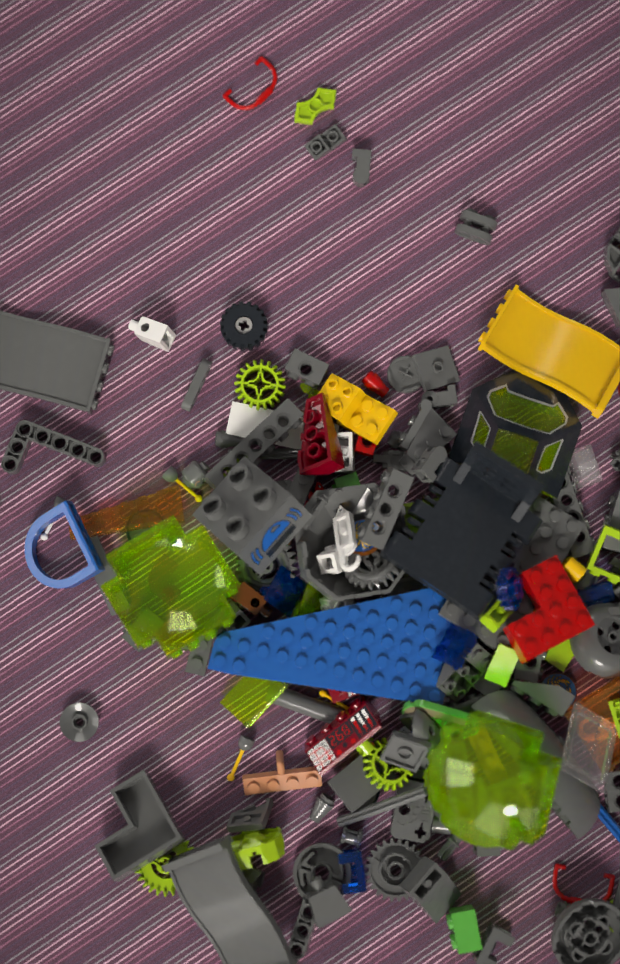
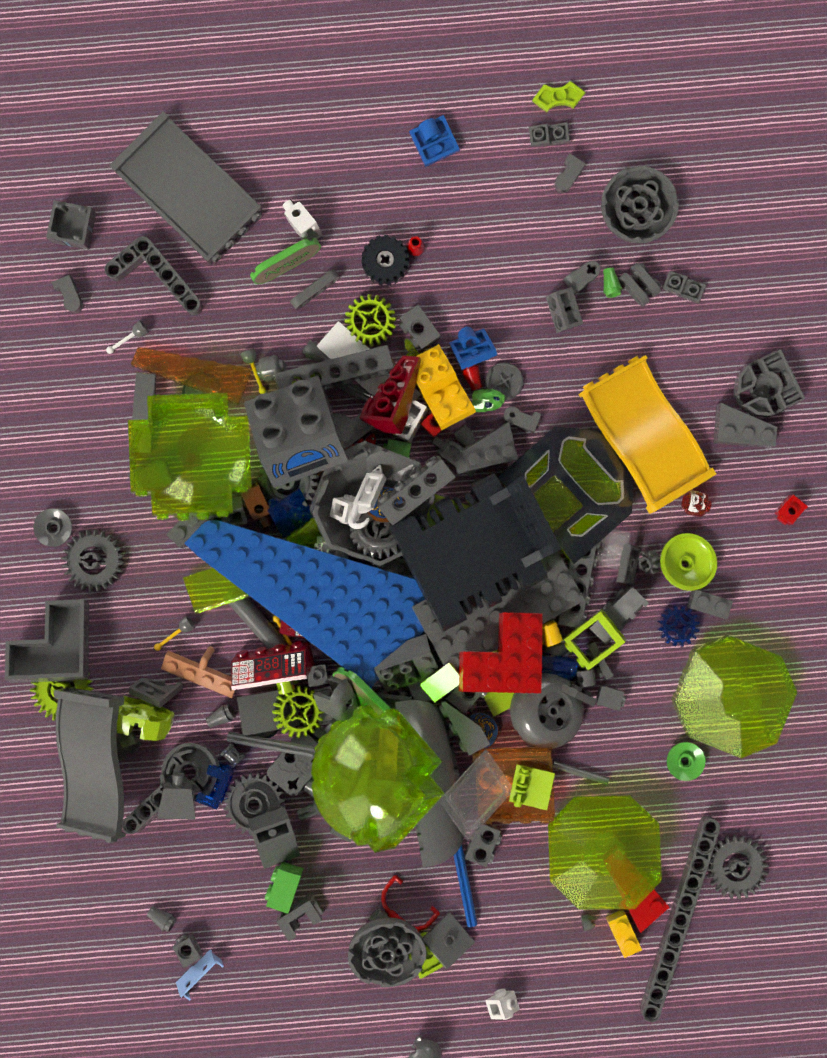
camera: 30 degrees right, 5 degrees up
(94, 566) = (140, 369): window -> none
(113, 739) = (74, 559): none -> dark grey gear
(157, 374) = (285, 260): none -> tile
(229, 201) = (434, 140): none -> blue plate
(263, 304) = (415, 250): none -> red cone
(264, 95) = (517, 62): red piece -> none
(362, 359) = (472, 347): none -> blue plate
(389, 721) = (318, 675): none -> dark grey brick
(401, 397) = (487, 400): none -> bright green rock
(405, 751) = (316, 709): dark grey plate -> none
(415, 423) = (485, 430): dark grey plate -> none
(421, 249) = (580, 278): none -> dark grey piece
(423, 284) = (564, 310): none -> dark grey brick
(428, 463) = (477, 471): dark grey leg -> none
(436, 368) = (533, 391): dark grey plate -> none
(437, 138) = (651, 187): none -> dark grey brick
(451, 240) = (611, 286): none -> bright green cone
(453, 645) = (408, 642): clear blue hinge -> none
(495, 617) = (466, 635): lime slope -> none
(509, 589) = (484, 620): clear blue gear -> none
(515, 209) = (684, 287): none -> dark grey slope
(604, 472) = (628, 564): none -> dark grey tile

